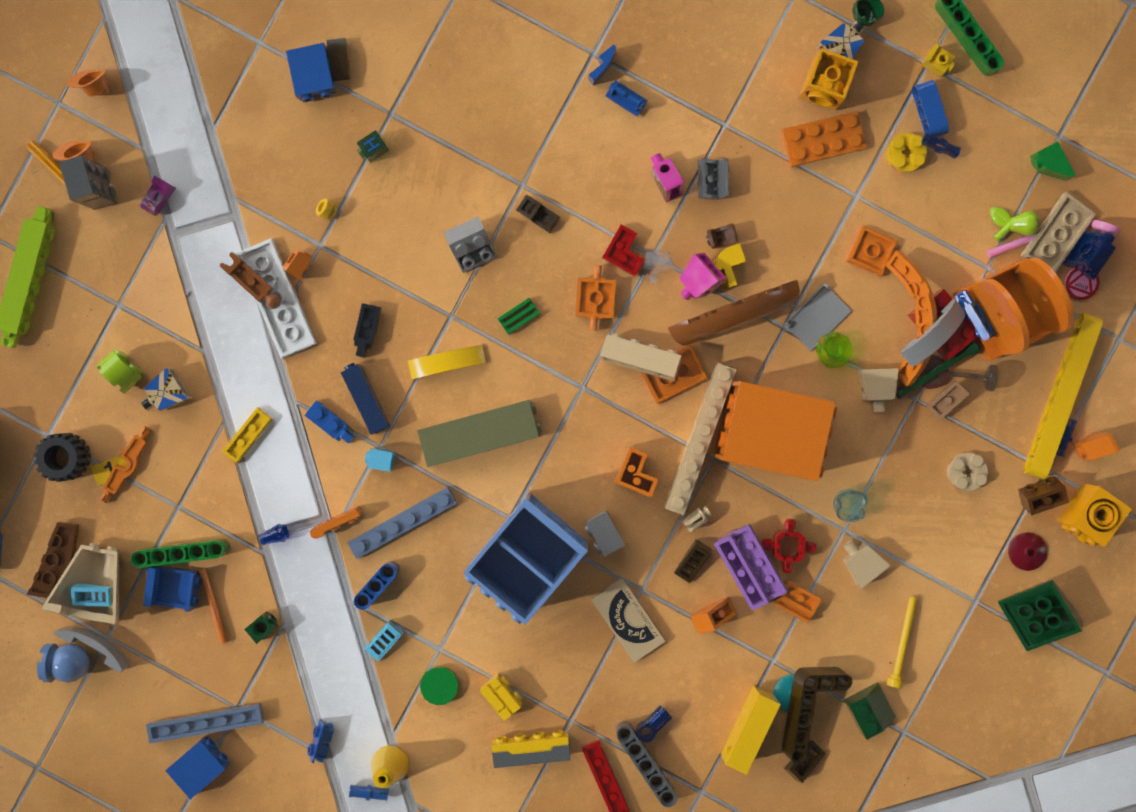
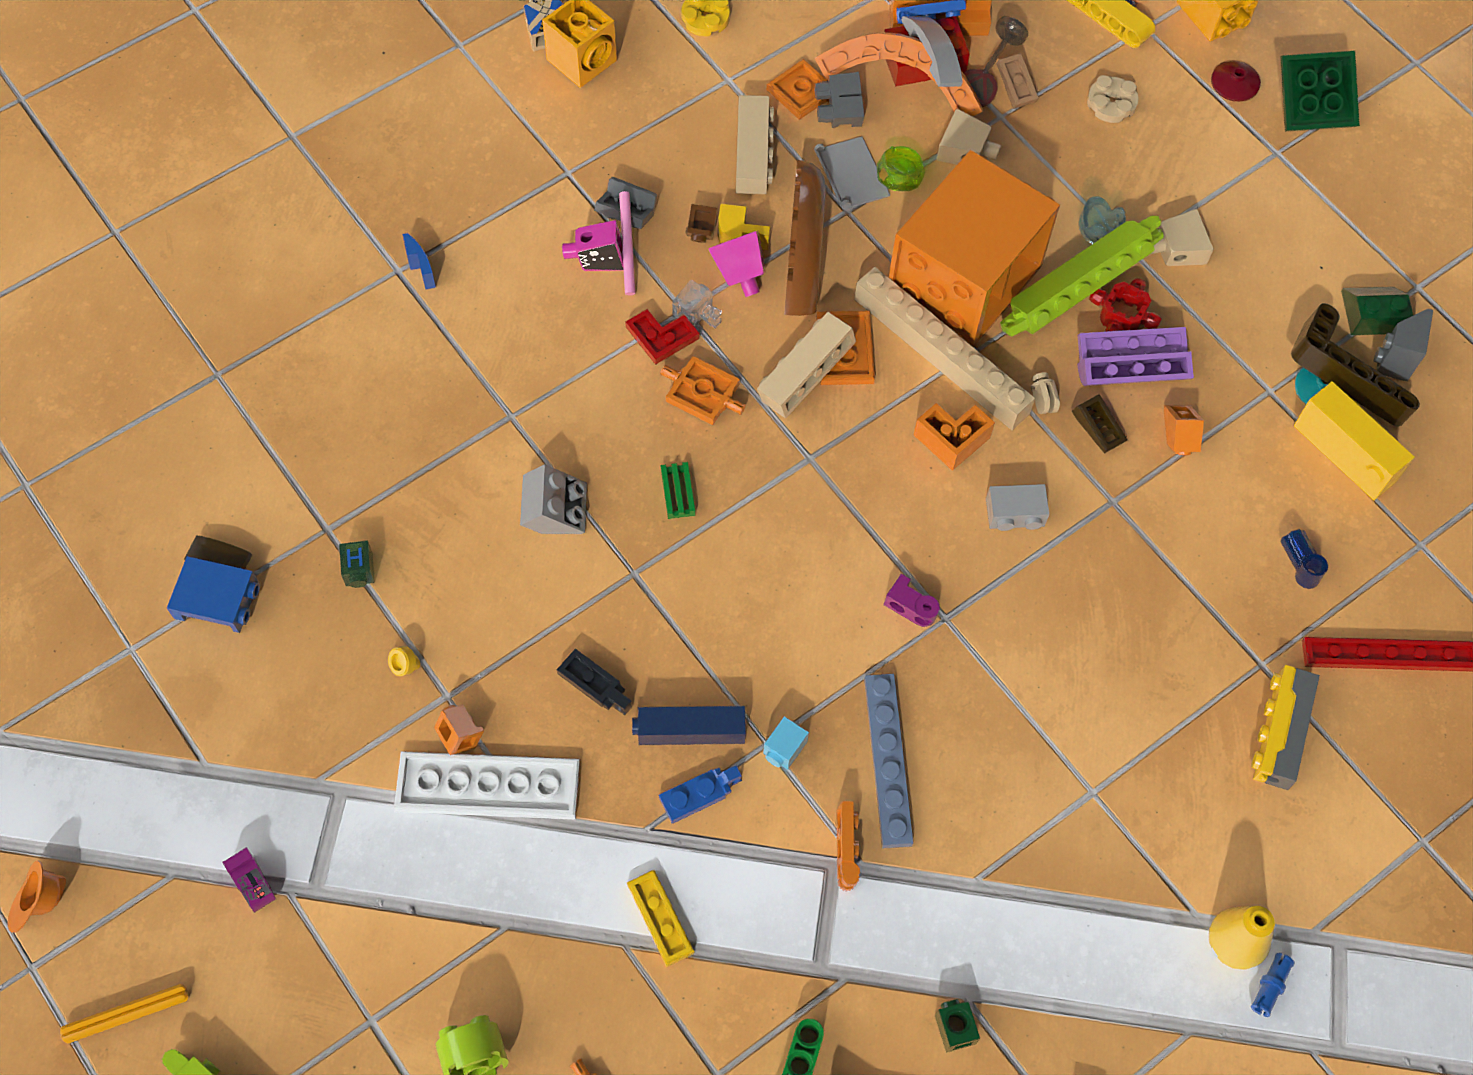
camera: 65 degrees left, 25 degrees down
(74, 149) = (122, 967): orange piece -> none
(88, 182) = (168, 950): dark grey piece -> none
(166, 391) = (537, 1003): torso -> none
(251, 281) = (444, 800): dark orange plate -> none
(276, 534) = (825, 942): clear blue cone -> none
(318, 748) = (1176, 1031): blue hinge -> none
(371, 593) = (962, 844): blue beam -> none
(394, 630) = (1040, 864): medium azure slope -> none
(439, 685) = (1146, 813): green tile -> none
(447, 361) = (691, 604): yellow slope -> none
(479, 433) = (809, 602): olive brick -> none
(501, 696) = (1194, 732): yellow brick -> none
(506, 502) = (912, 604): none -> magenta leg
(526, 559) = (1011, 592): medium blue piece -> none
(538, 213) = (557, 413): dark brown slope -> none
(626, 98) = (474, 256): blue hinge -> none
(628, 620) = (1147, 532): tan tile -> none
(652, 770) = (1368, 582): dark grey beam -> none
(681, 195) = (627, 244): none -> bright pink bar
(797, 509) = (1082, 275): none -> lime hinge
(798, 602) = (1204, 327): orange plate -> none
(803, 240) = (752, 144): none -> tan brick
(805, 771) = (1427, 421): dark brown slope -> none
(823, 139) = (643, 83): orange plate -> none
(841, 742) = (1404, 347): none -> dark grey slope
(861, 288) = (844, 100): none -> dark grey hips
(895, 679) = (1344, 265): yellow piece -> none
(970, 350) = (970, 36): dark green piece -> none
(1043, 495) = (1174, 34): reddish brown brick -> none

